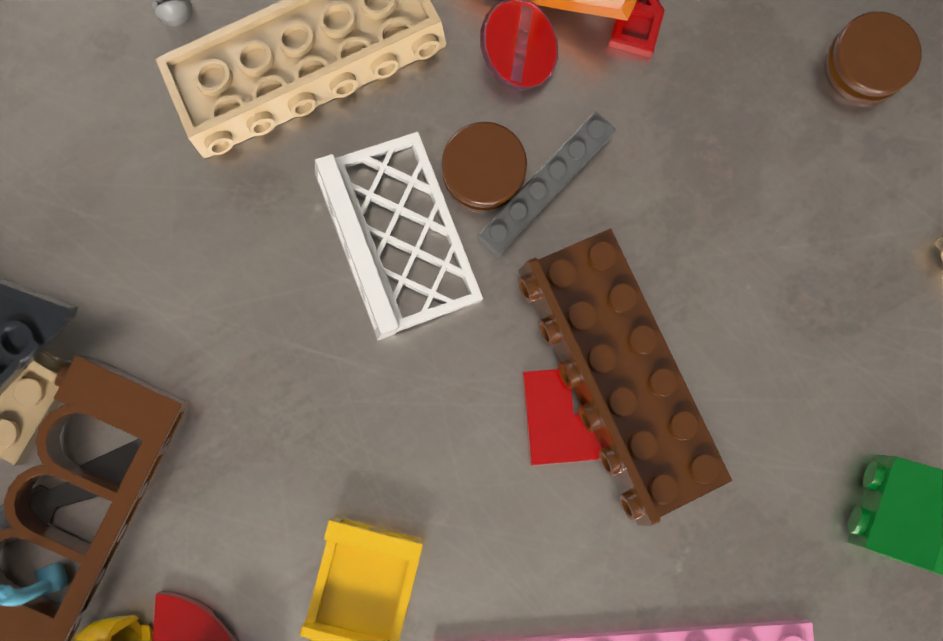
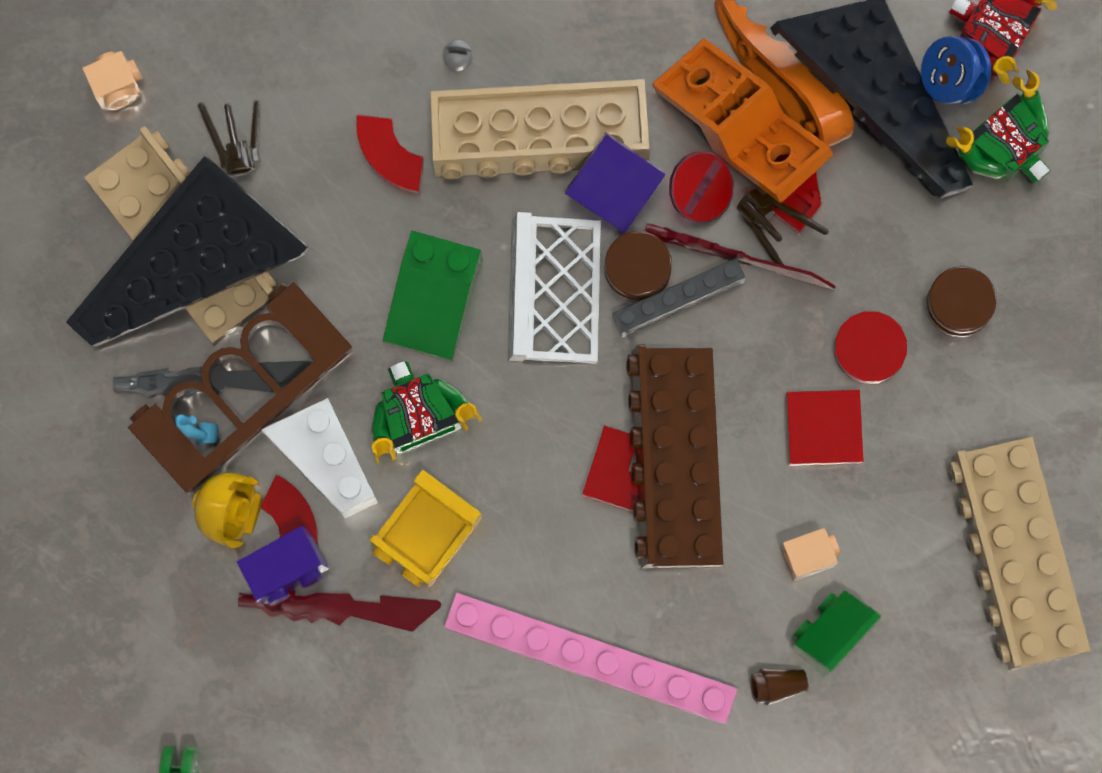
camera: 25 degrees right, 5 degrees down
(135, 156) = (387, 156): none -> red tile
(203, 551) = (323, 454): none -> white wedge
(255, 299) = (432, 295): none -> green slope
(292, 451) = (417, 412): none -> torso
(416, 78) = (615, 182): none -> dark purple tile
(568, 111) = (703, 246): none -> dark red sword
(595, 45) = (758, 212): none -> dark brown plant
(778, 268) = (824, 427): none -> red tile
(790, 153) = (870, 347): none -> red tile
(830, 426) = (810, 554): none -> light nougat brick
(857, 598) = (777, 684): none -> reddish brown cone

